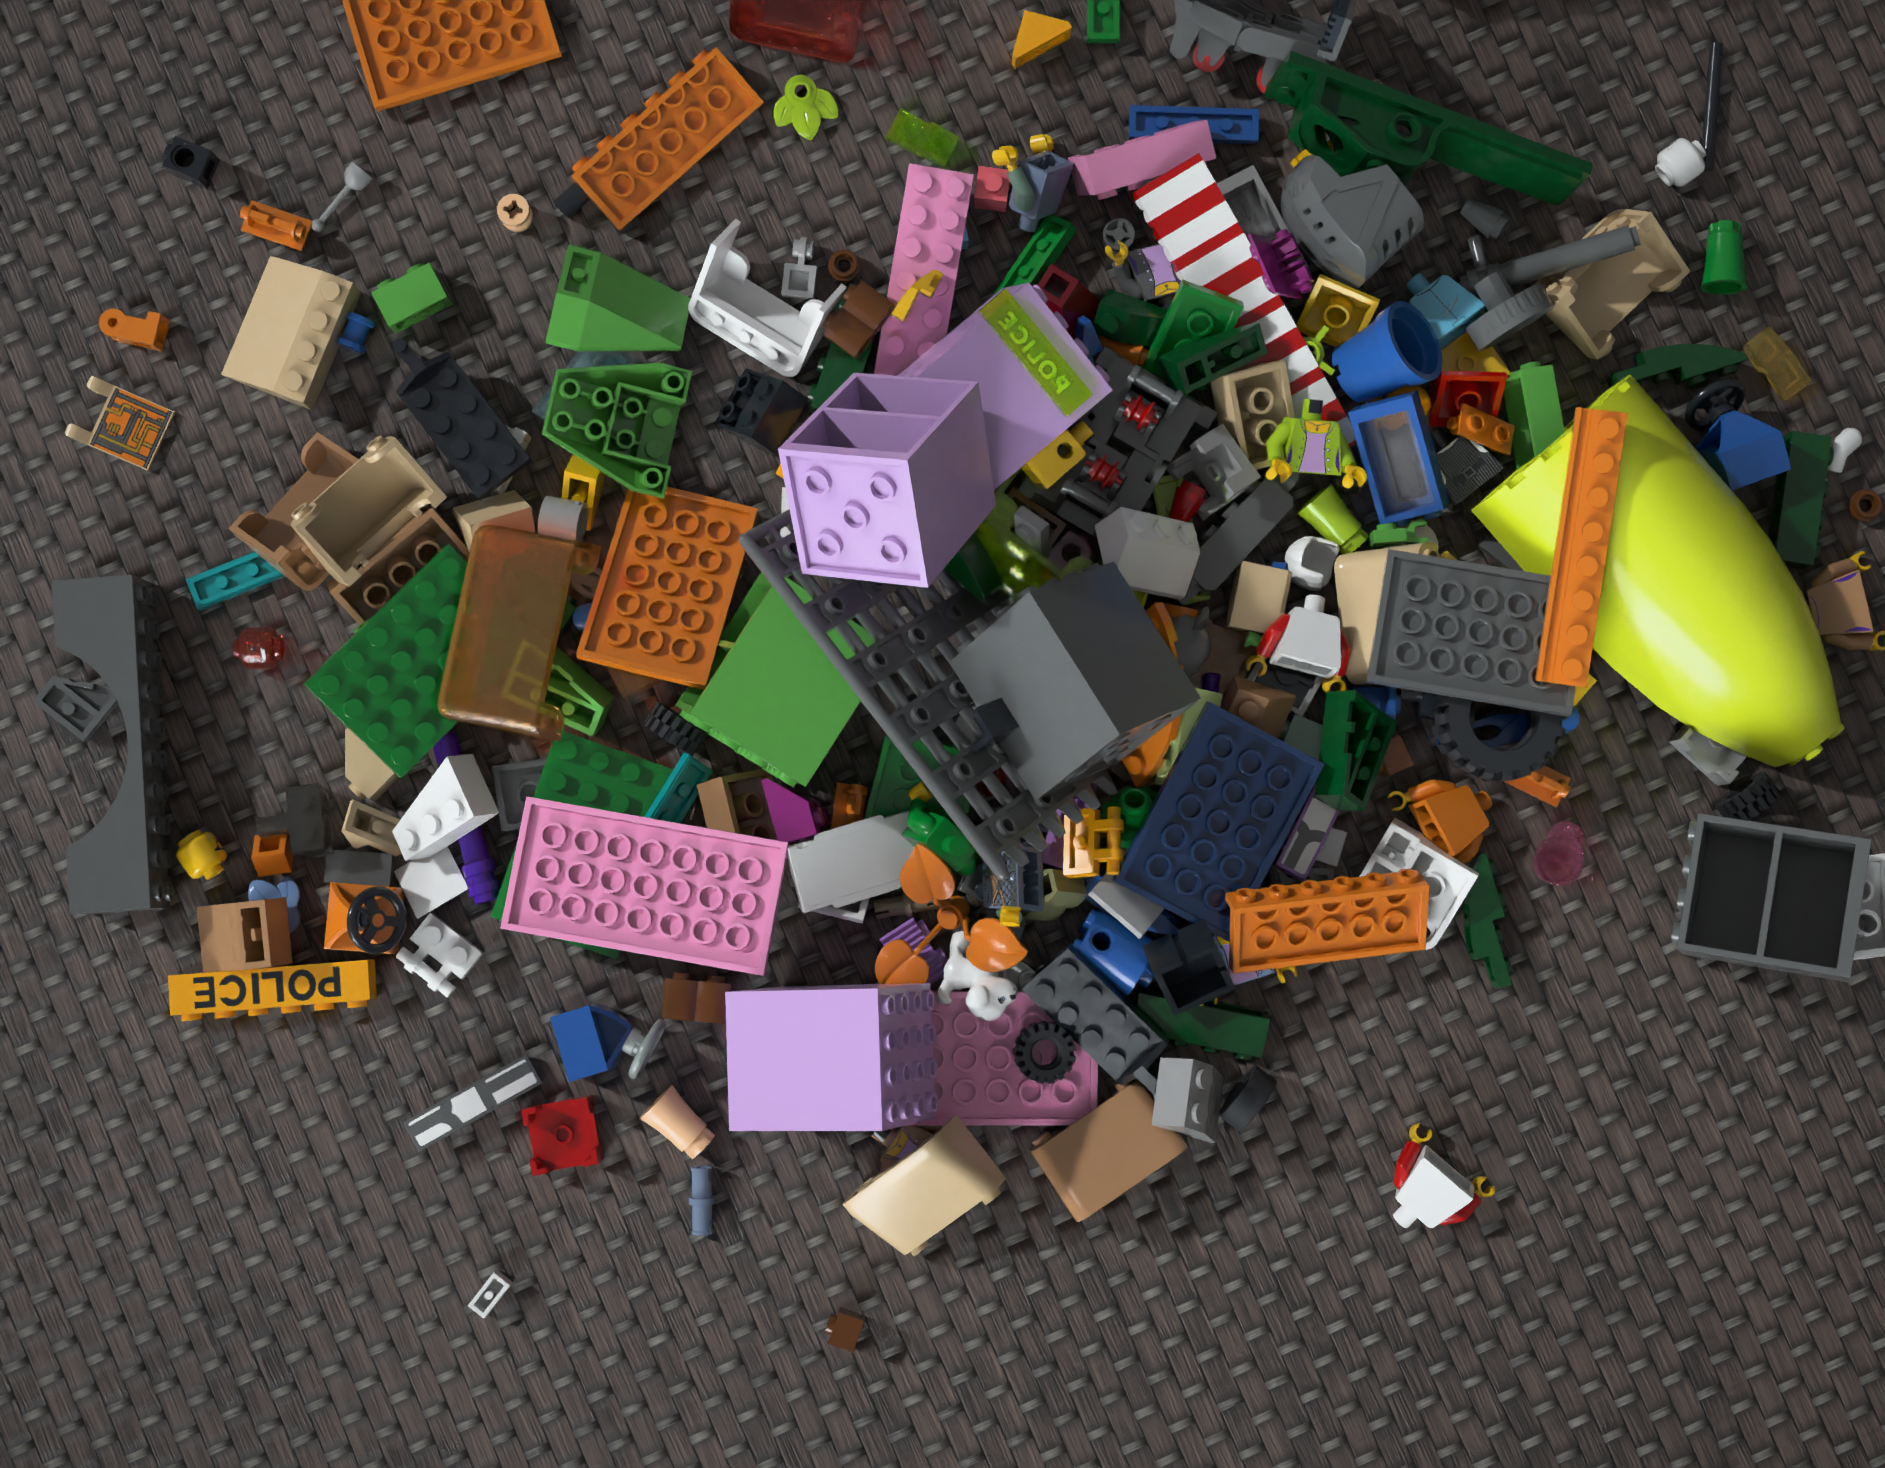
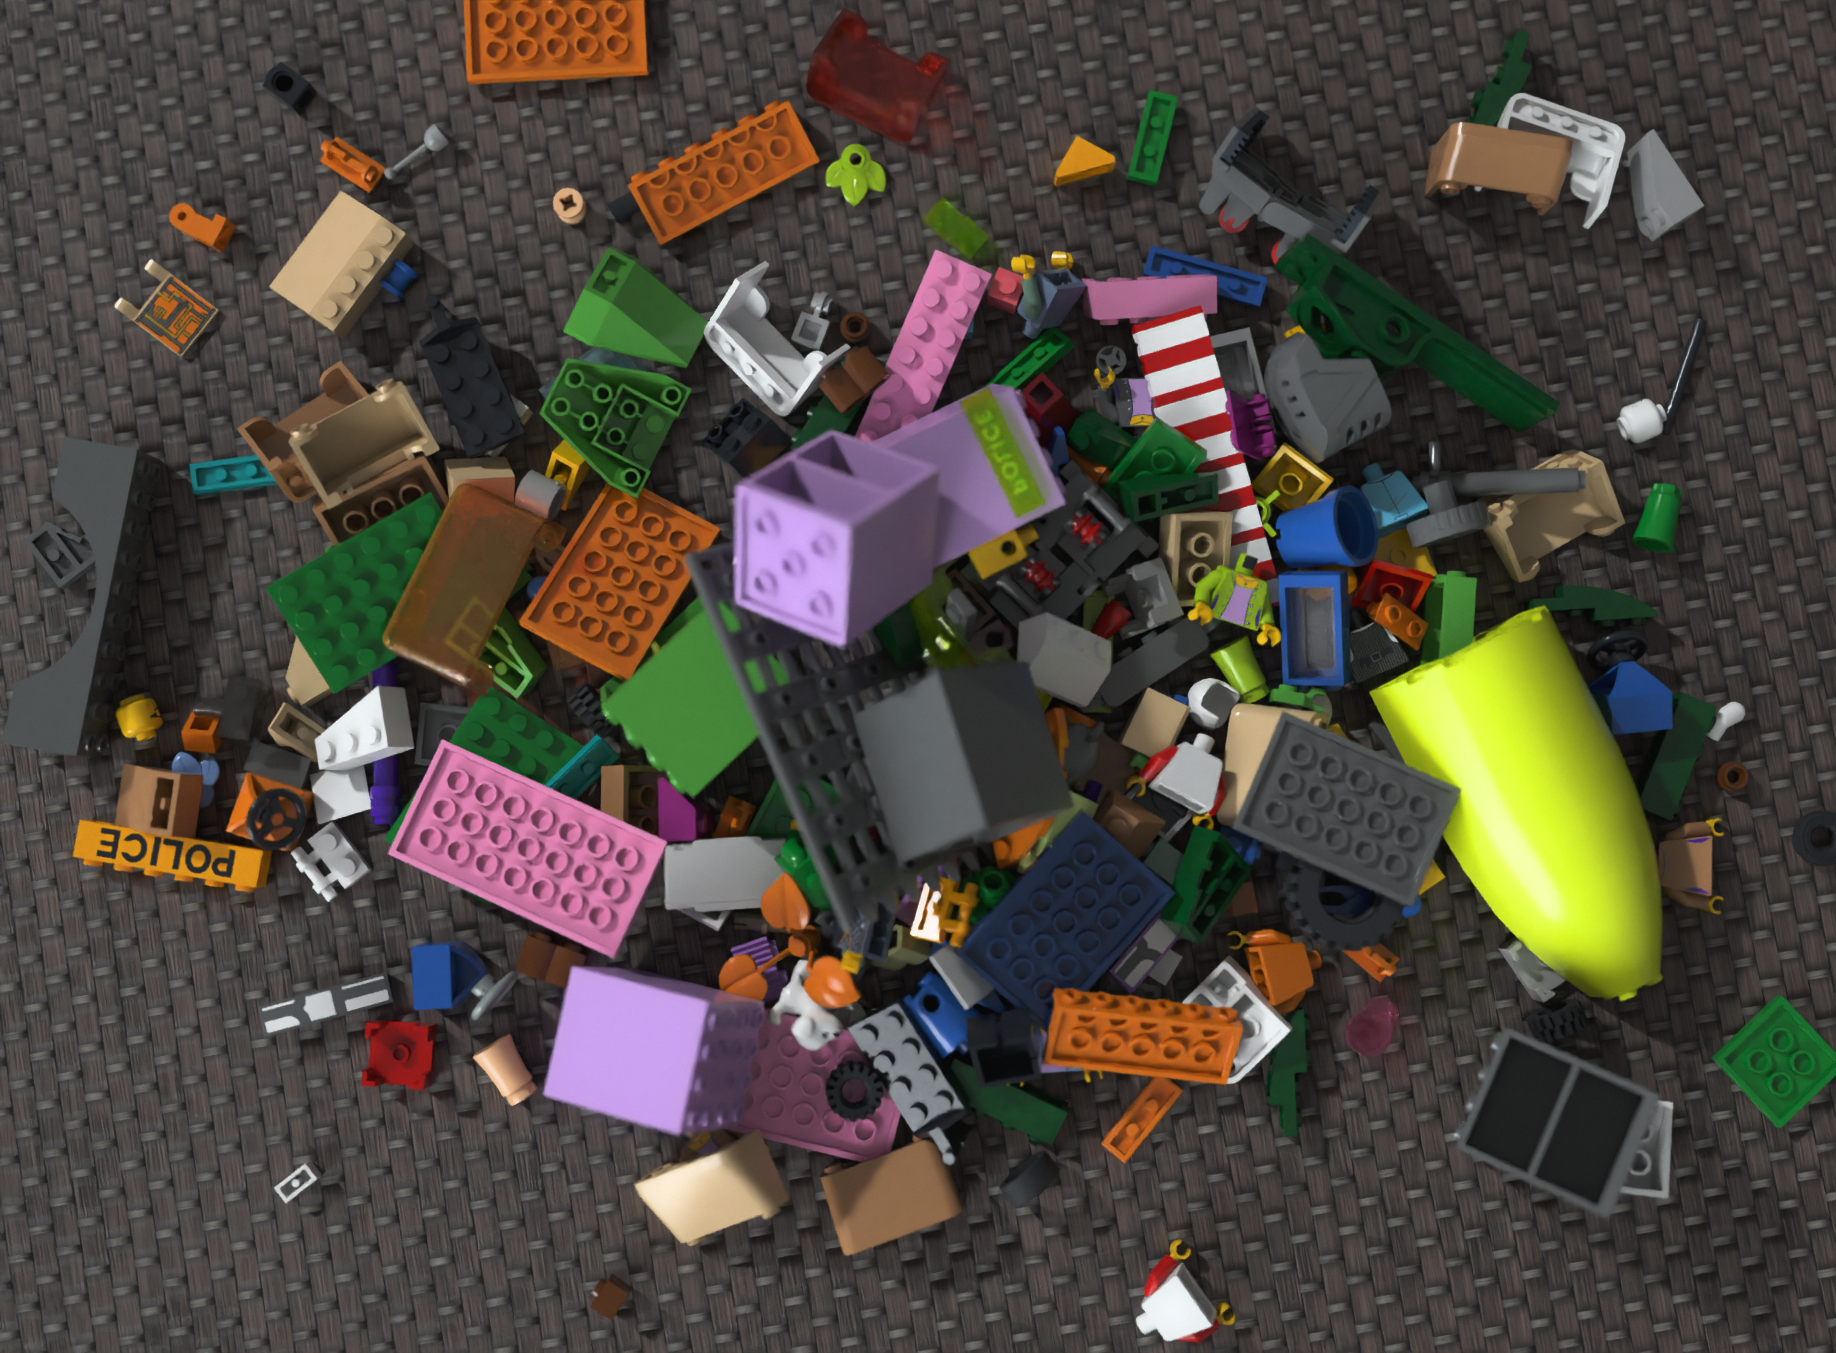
camera: 15 degrees right, 0 degrees up
(259, 648) = (239, 543): clear red head -> none
(411, 297) = (457, 259): bright green brick -> none
(701, 1200) = (510, 1145): sand blue pin -> none
(925, 285) = (922, 364): yellow slope -> none
(994, 722) = (878, 783): black panel -> none
(1188, 1098) = (973, 1167): light grey slope -> none
(1346, 1007) = (1141, 1117): none -> orange tile
(1486, 218) = (1450, 427): dark grey cone -> none
(1581, 546) = (1459, 755): orange plate -> none
(1777, 362) = (1684, 625): clear yellow slope -> none

